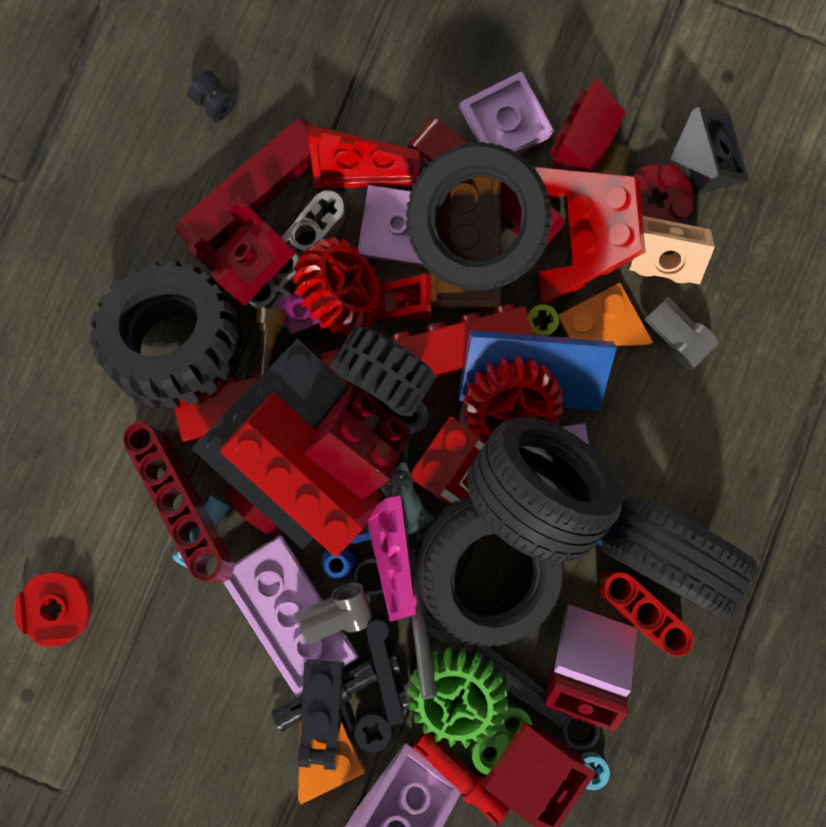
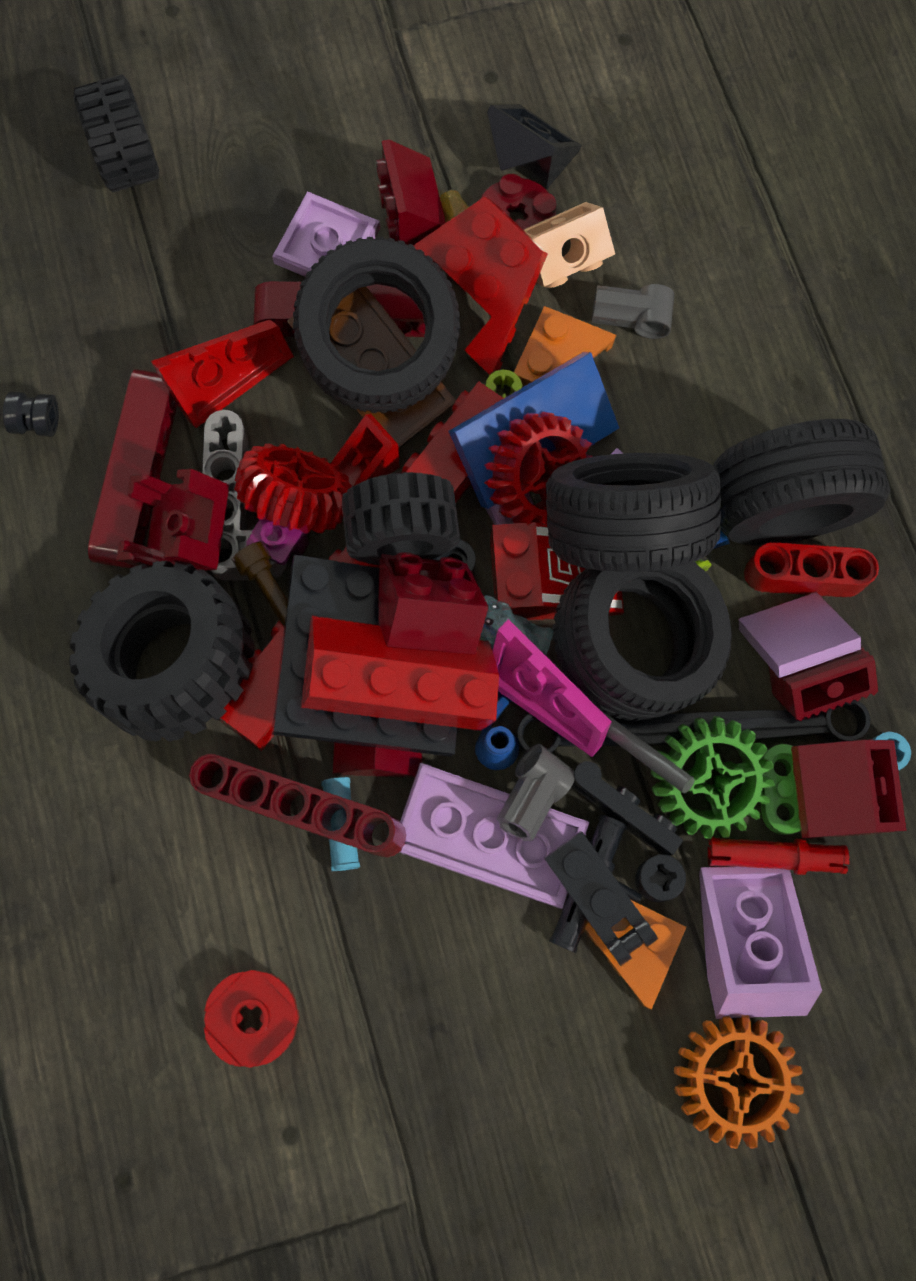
camera: 40 degrees left, 10 degrees down
(385, 228) = (297, 408): lavender plate -> none

